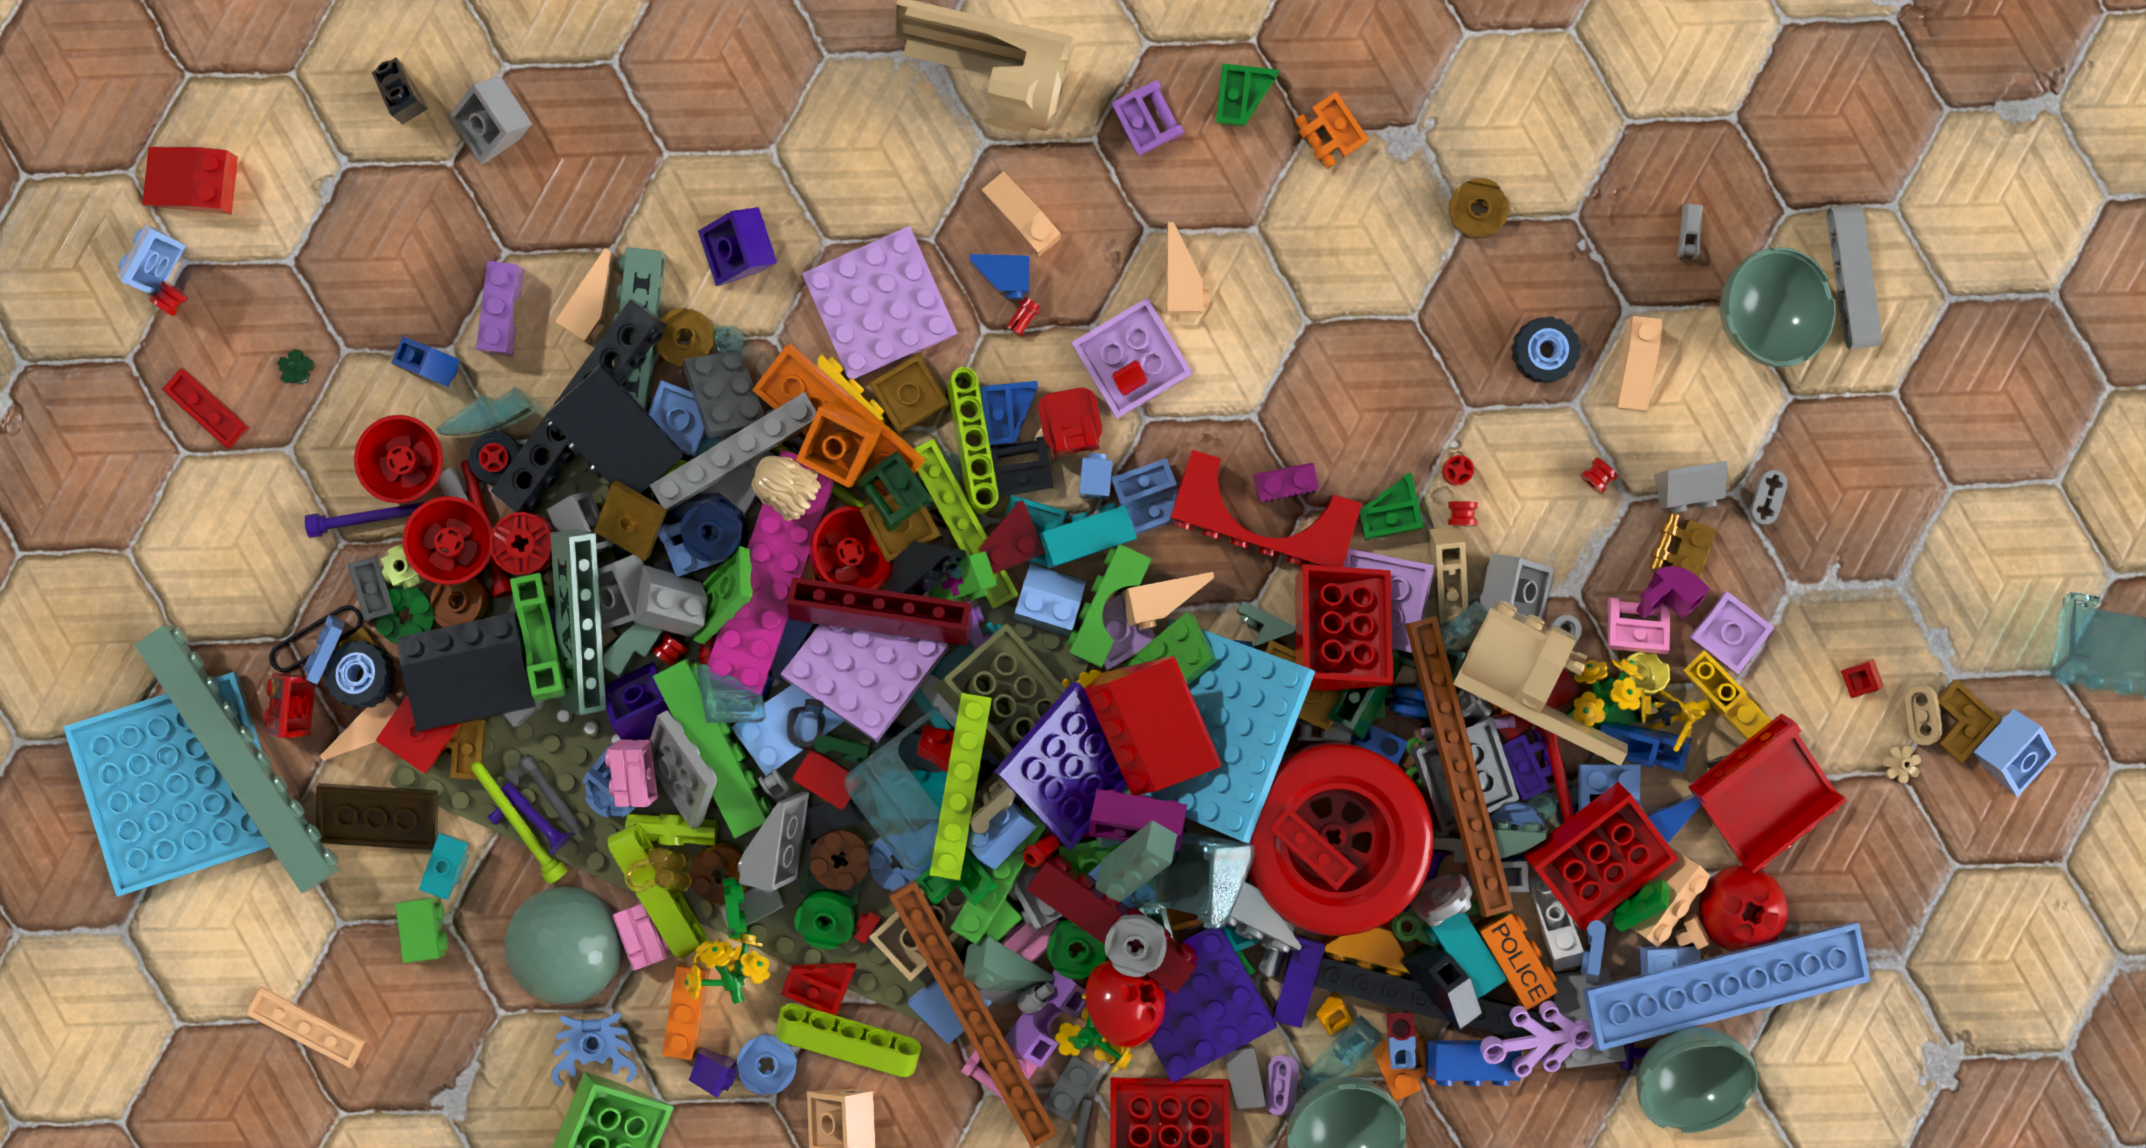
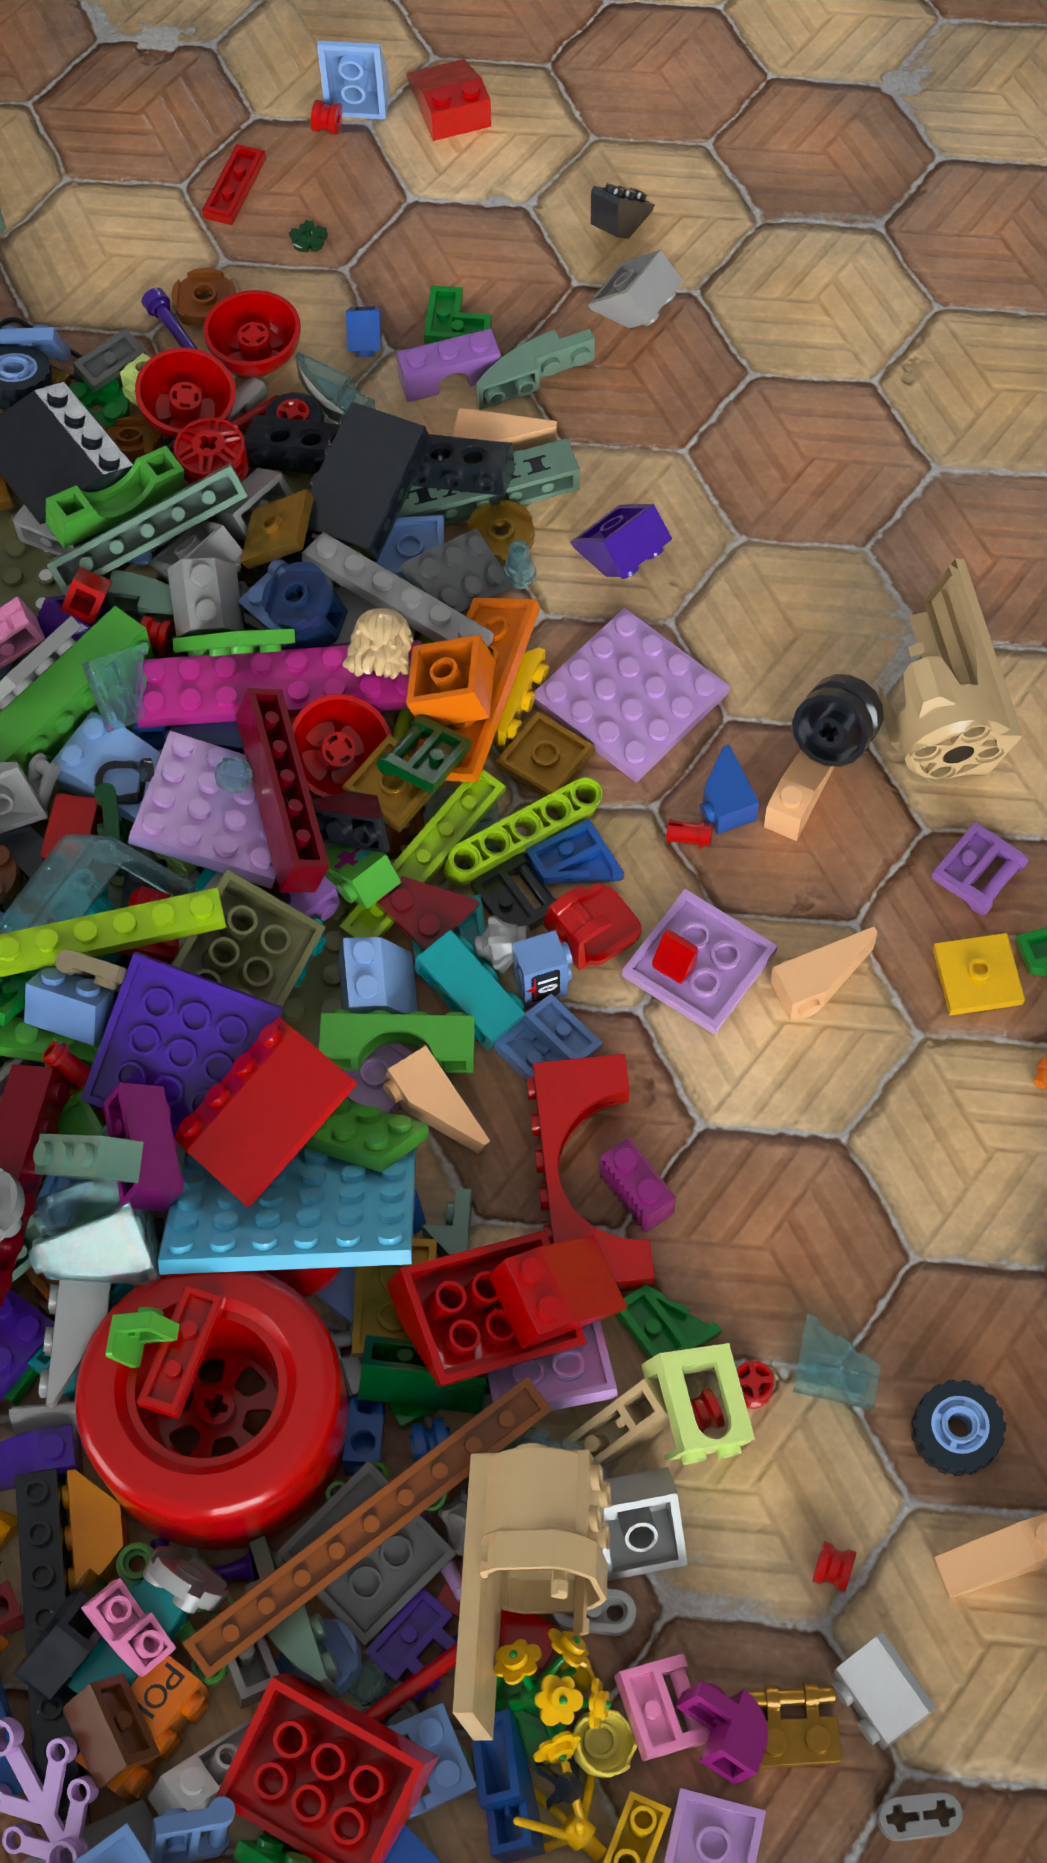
camera: 70 degrees right, 25 degrees down
(321, 467) = (188, 293): none -> dark orange plate
(450, 291) = (445, 317): none -> green plate
(530, 251) = (521, 368): none -> sand green slope
(623, 693) = (86, 595): none -> red brick
(848, 641) = (233, 774): none -> clear light blue tile
(989, 163) = (838, 720): none -> black wheel
(1062, 495) = (497, 941): none -> light grey rock
(1228, 163) = (978, 974): none -> yellow plate
(1289, 879) = (133, 1330): none -> bright green bracket
(1353, 575) = (556, 1289): none -> red slope
(1432, 524) = (689, 1440): none -> yellowish green panel
(1463, 948) = (126, 1628): none -> bright pink slope
(1469, 411) = (833, 1369): none -> clear light blue wing
(1522, 981) = (110, 1729): none -> reddish brown panel

